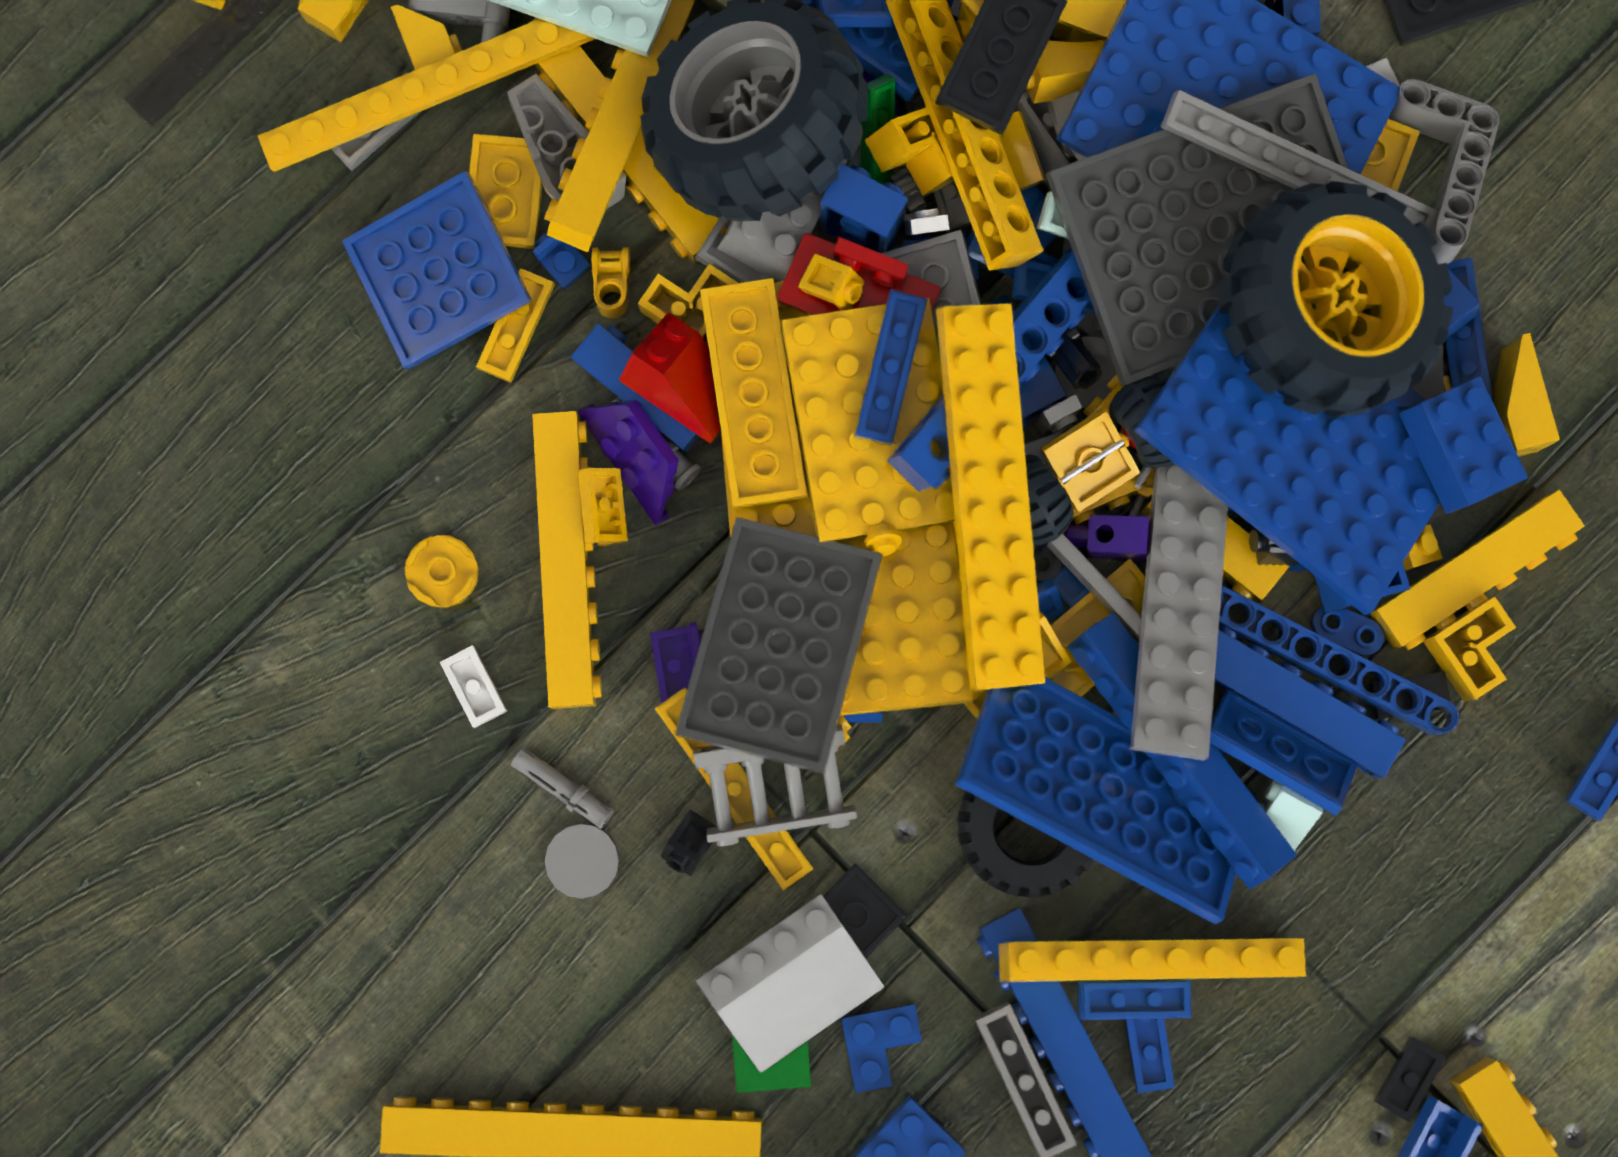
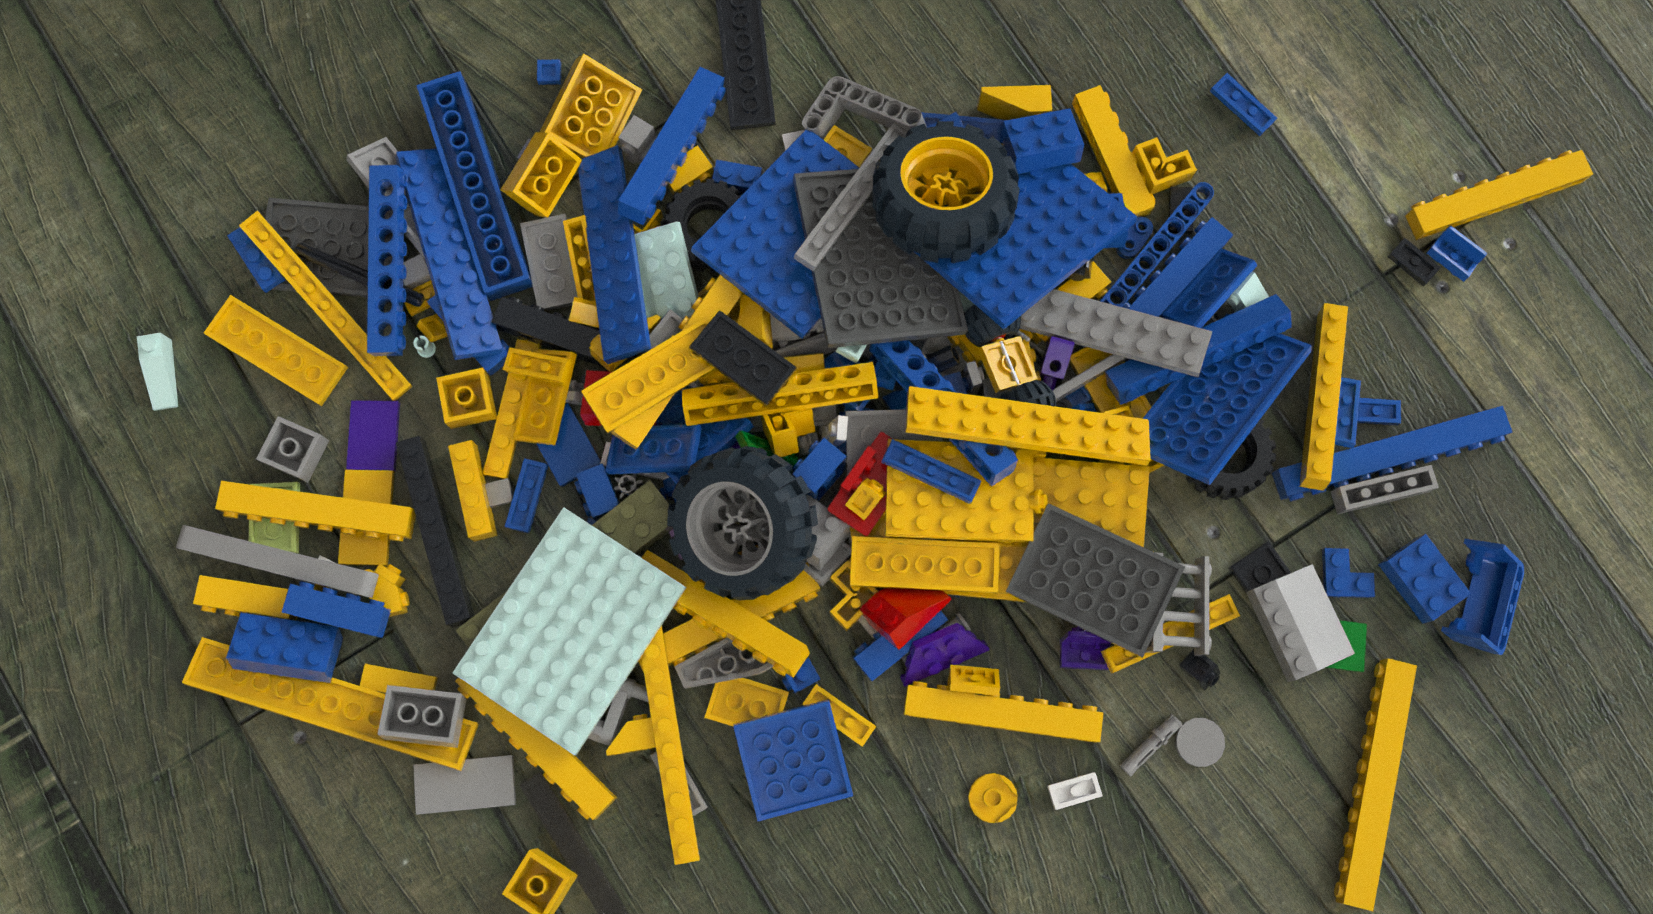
camera: 80 degrees left, 5 degrees down
(611, 274) = (820, 644): yellow piece -> none

